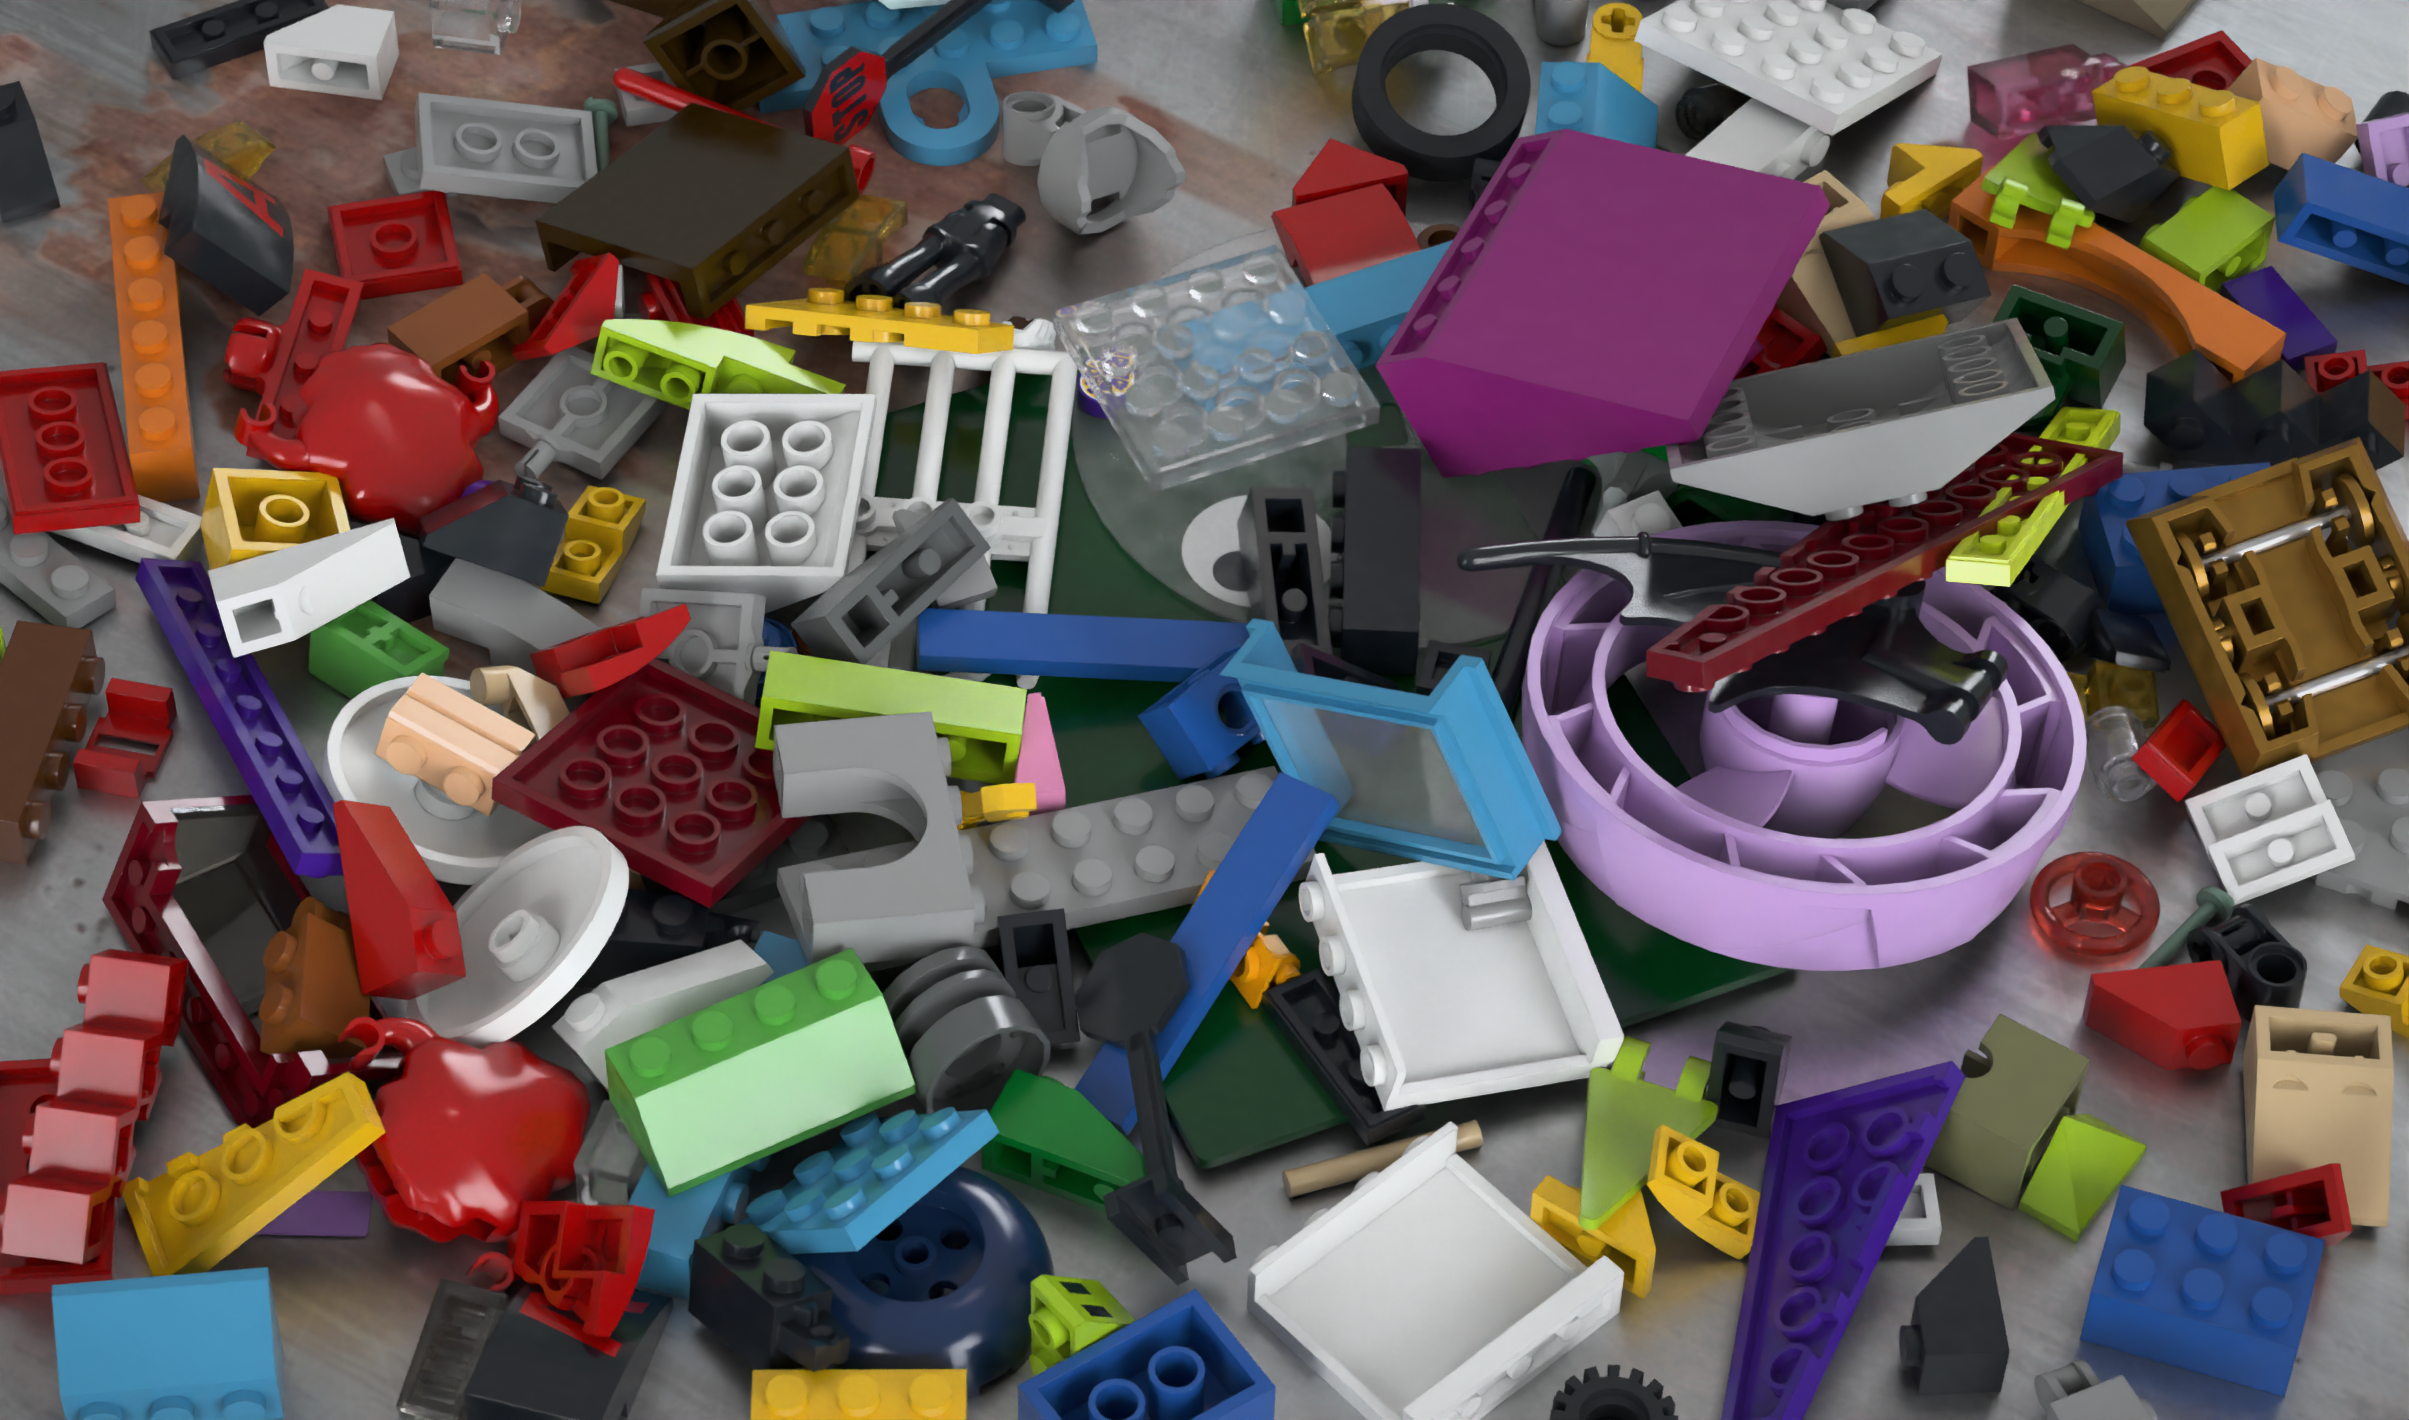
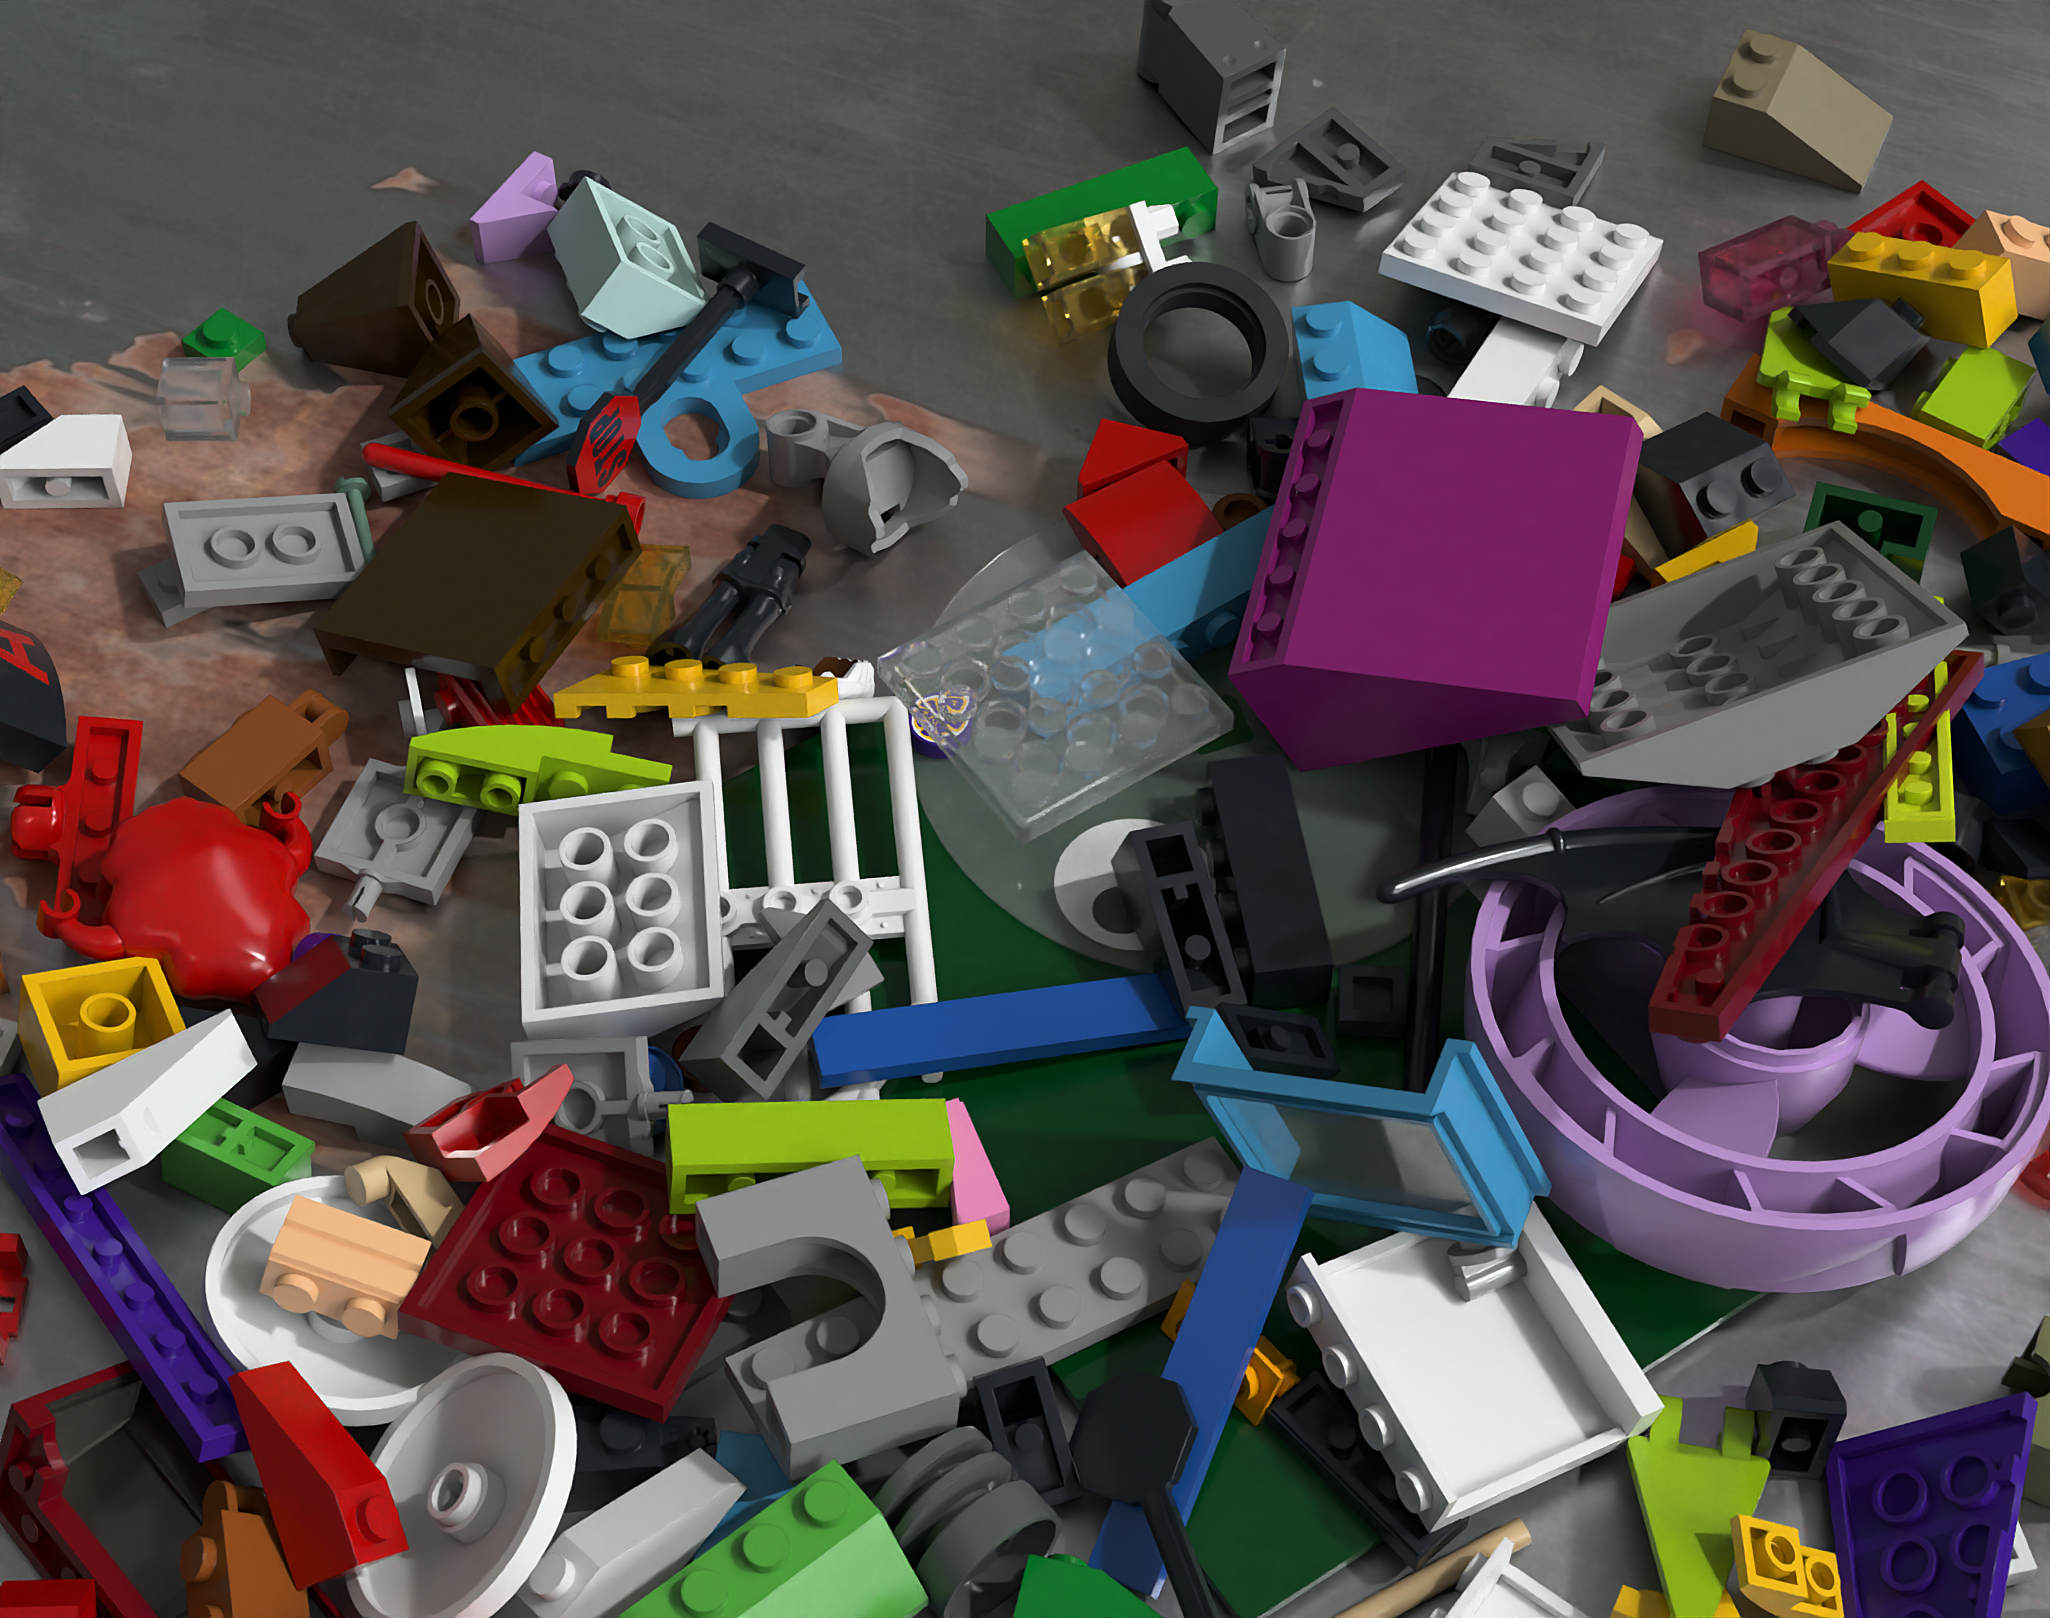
camera: 10 degrees left, 5 degrees up
(396, 244) = (167, 669): red tile -> none
(577, 310) = (377, 726): red slope -> none
(595, 543) = (449, 967): yellow slope -> none
(1188, 722) = (1115, 1095): blue brick -> none
(1614, 44) = (1354, 275): yellow piece -> none
(1928, 178) = (1688, 377): yellow slope -> none

